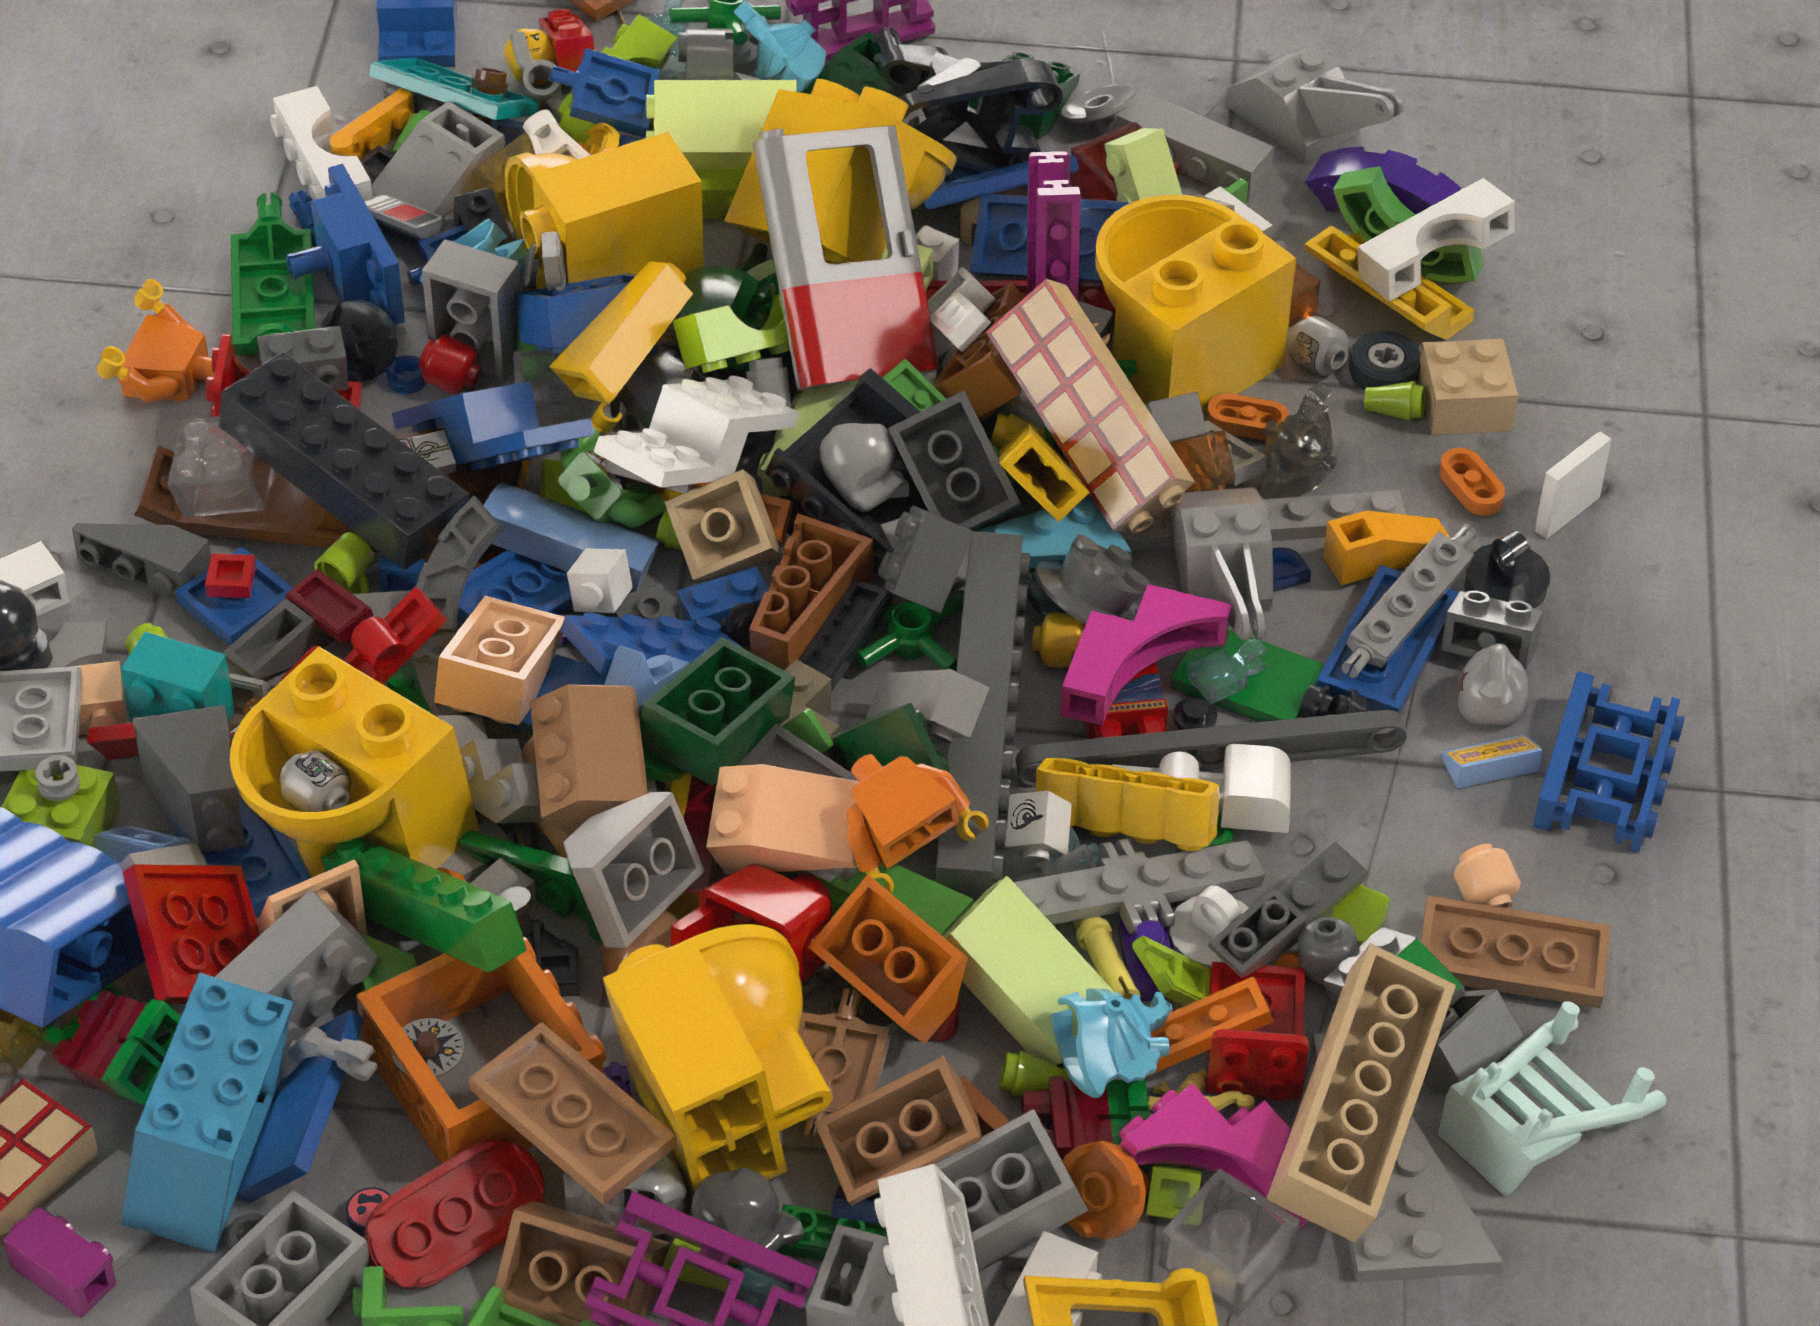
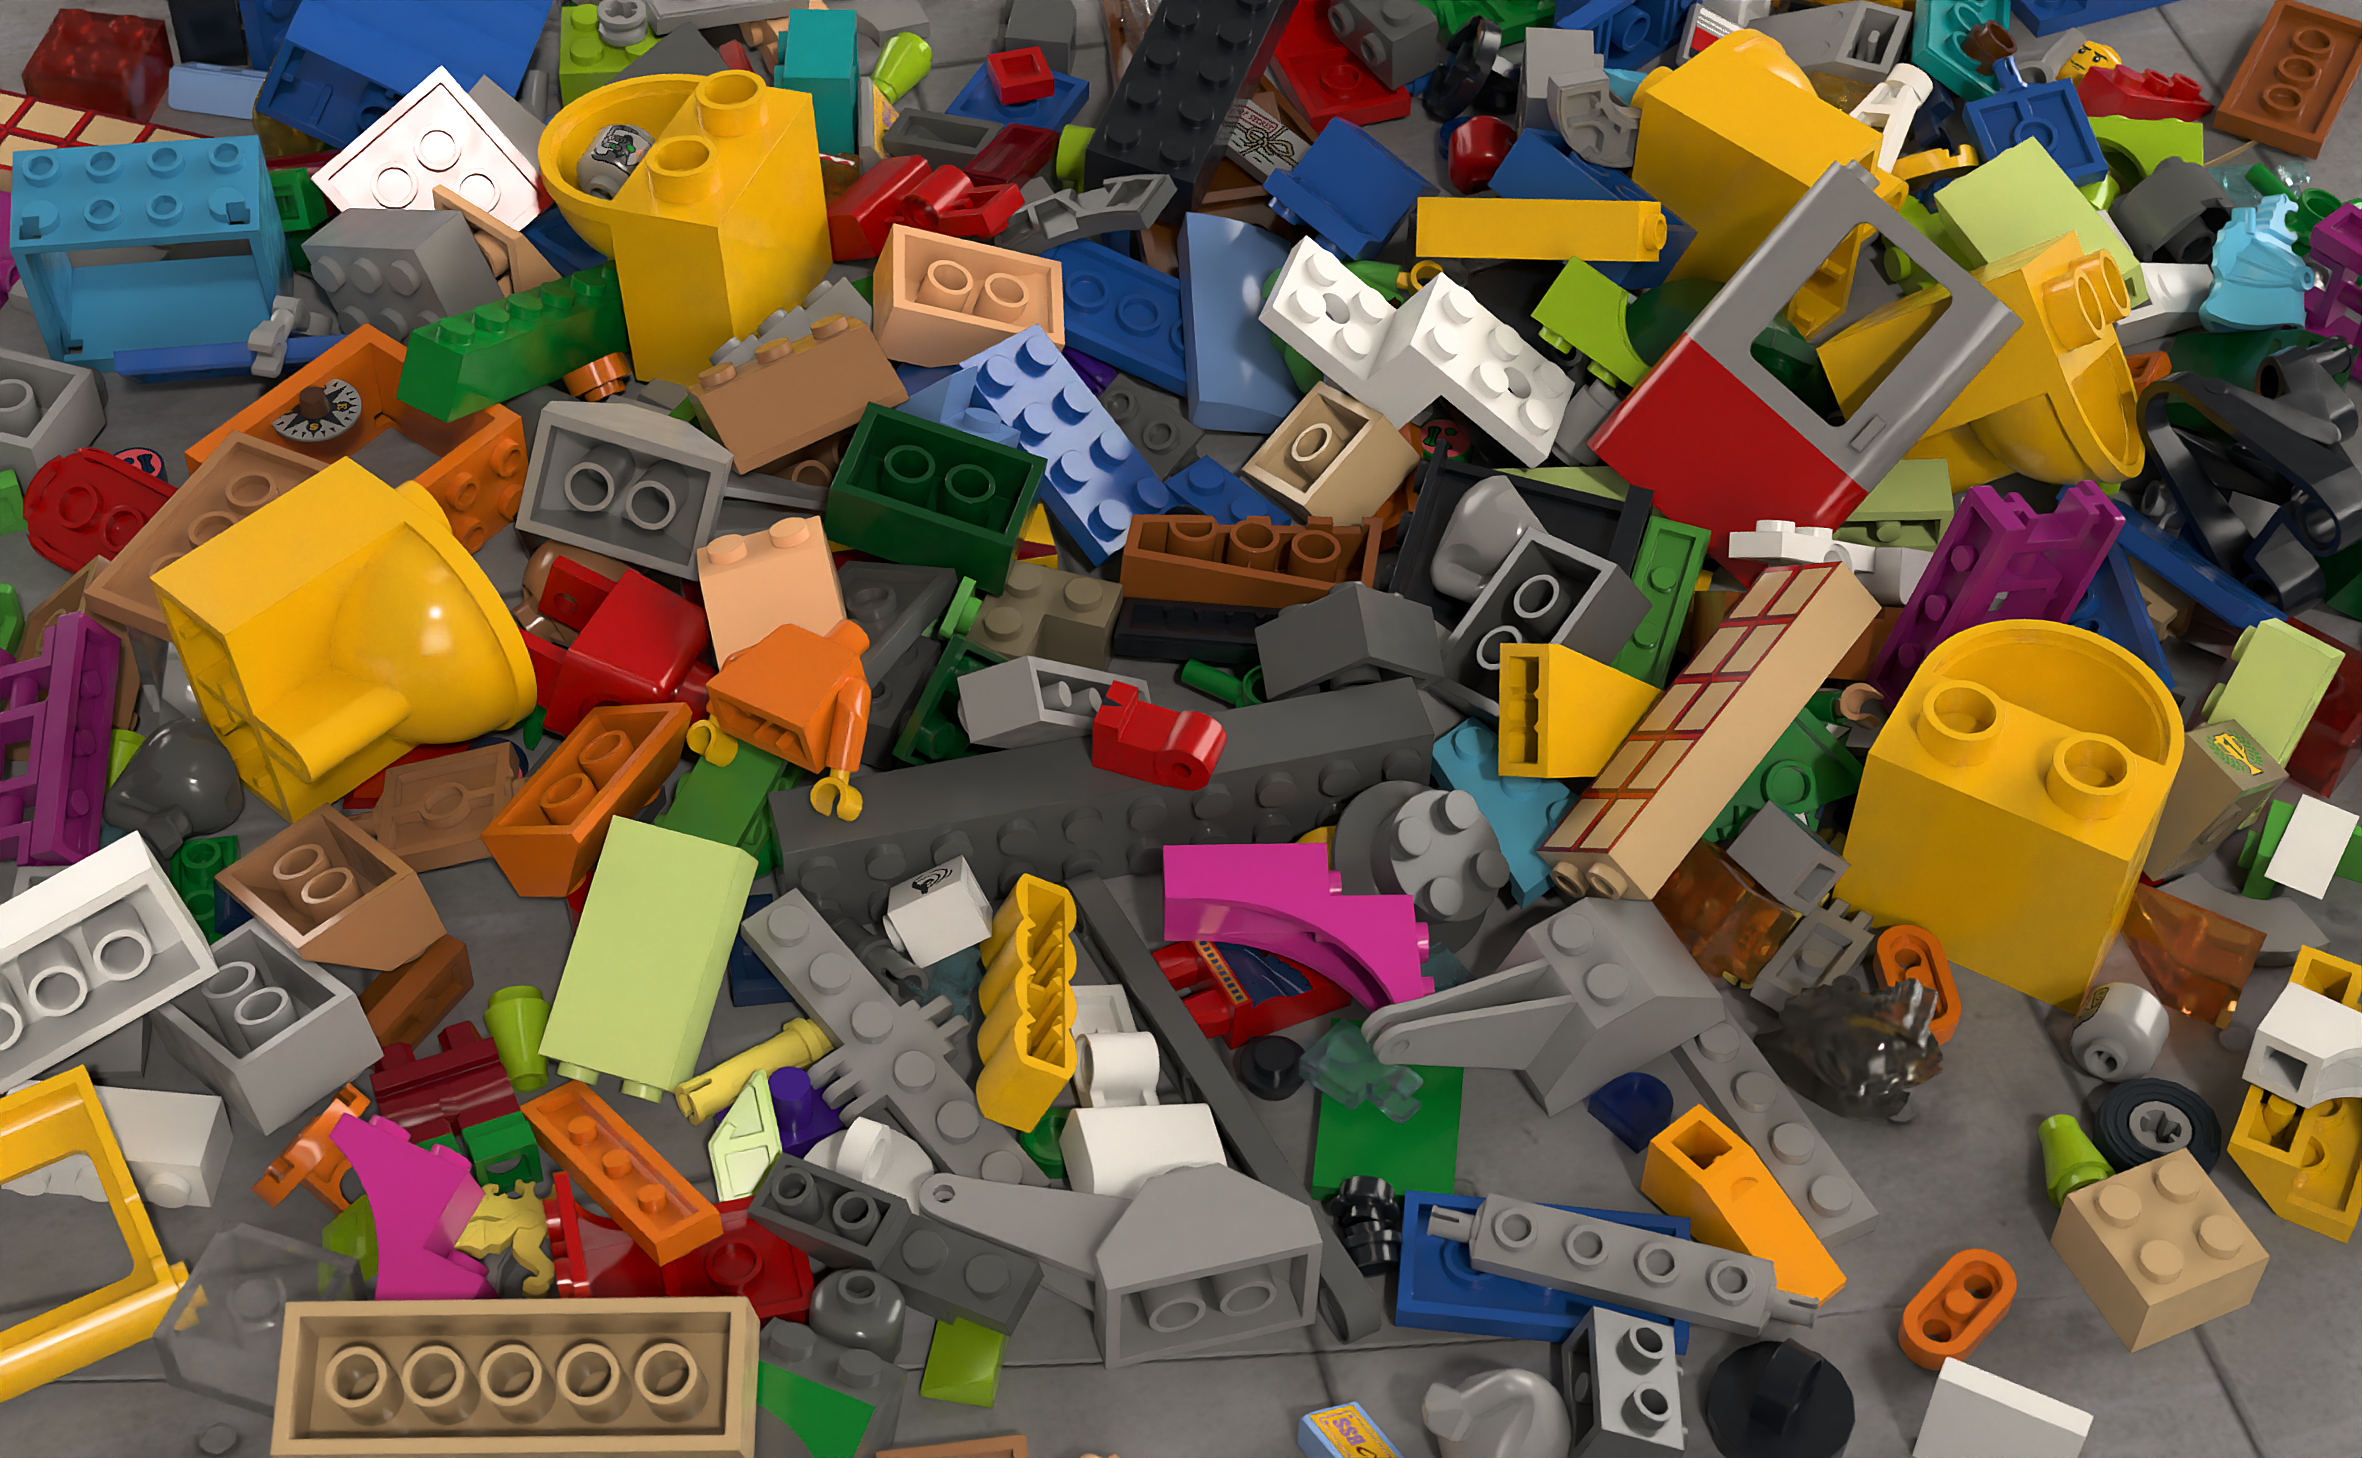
camera: 70 degrees right, 0 degrees up
(599, 580) = (1154, 362): white brick -> none
(993, 653) = (1155, 741): none -> red leg
(1110, 1038) = (551, 1070): medium azure helmet -> none
(1336, 801) = (1167, 1273): none -> light grey slope

